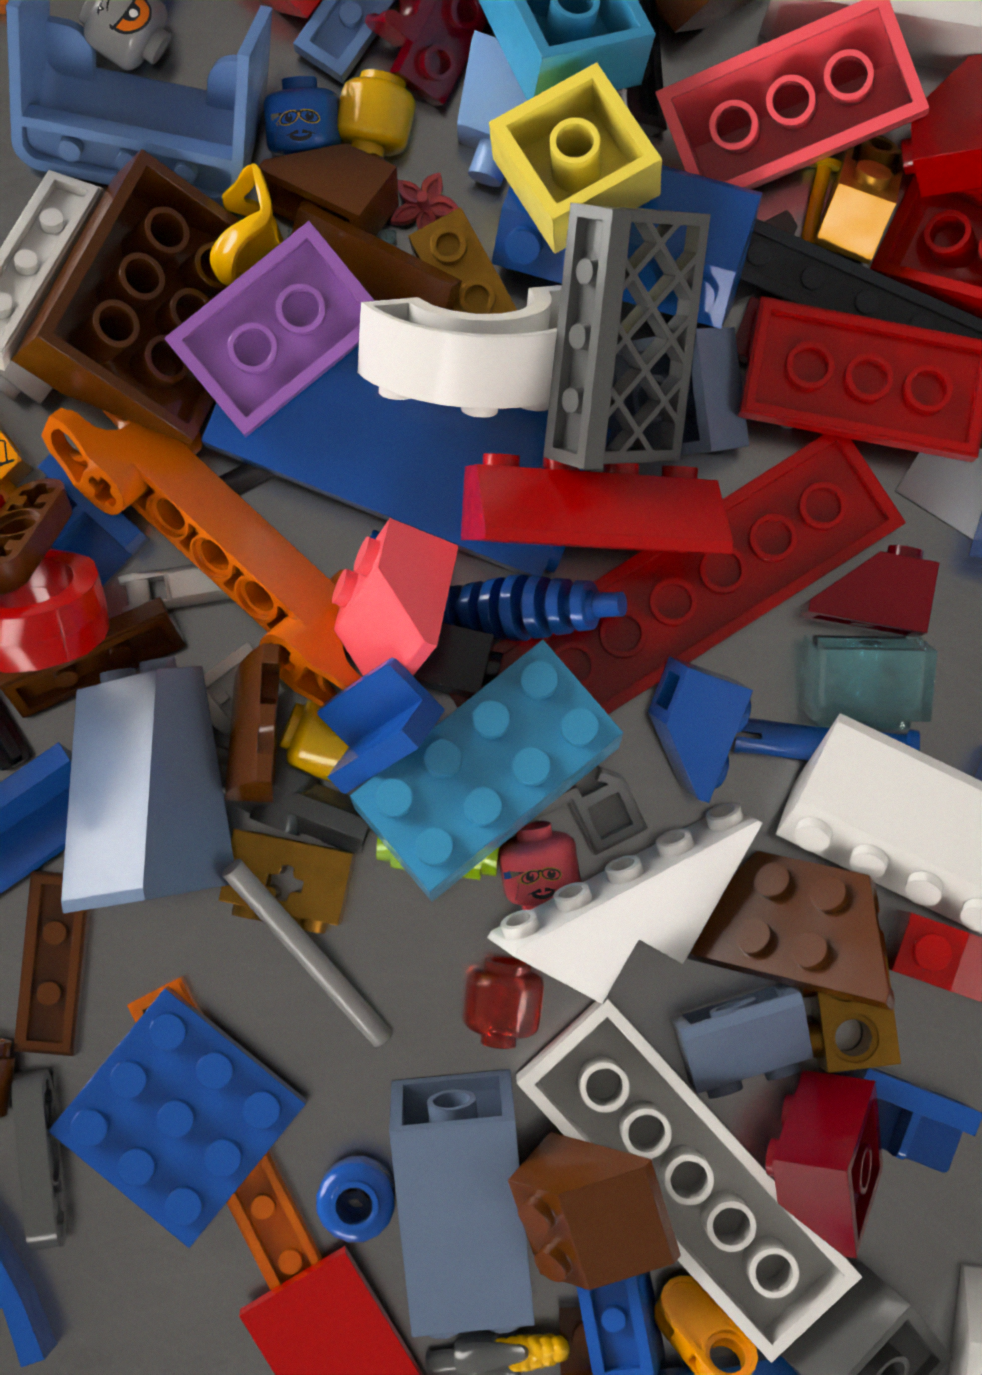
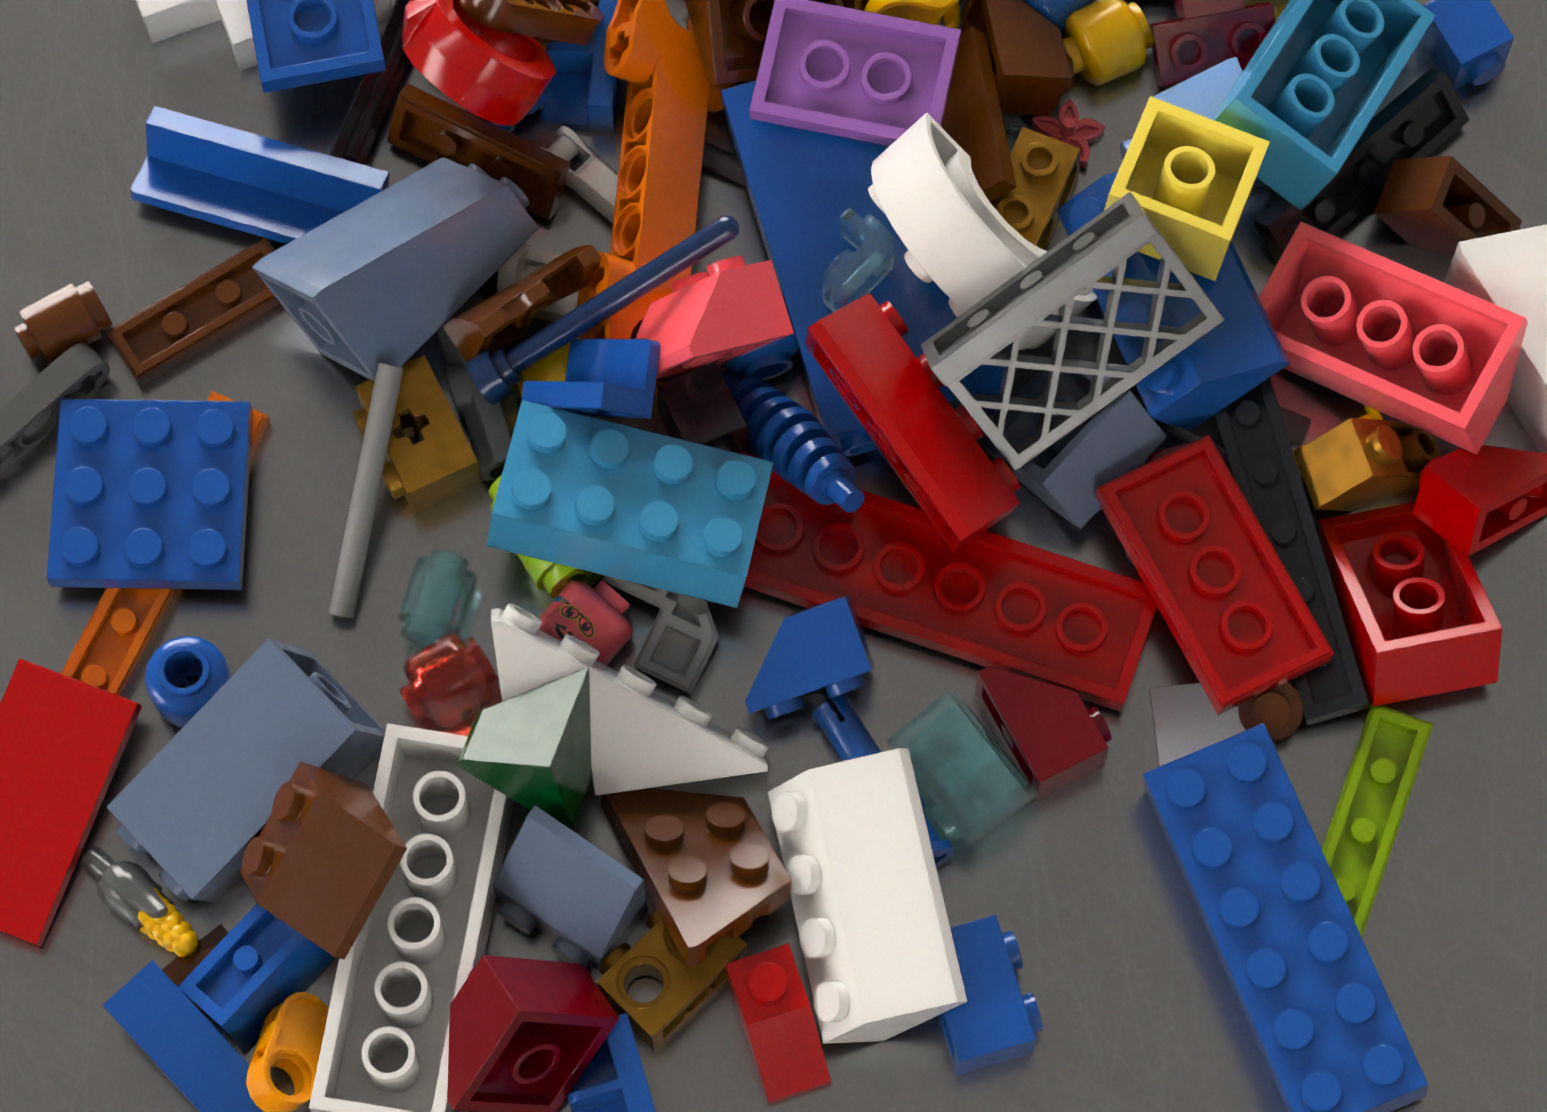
camera: 55 degrees right, 15 degrees down
(298, 786) = (500, 370): none -> dark blue piece
(430, 961) = (436, 597): none -> clear light blue brick
(437, 461) = (857, 273): none -> clear light blue bracket
(627, 991) = (536, 746): none -> slope

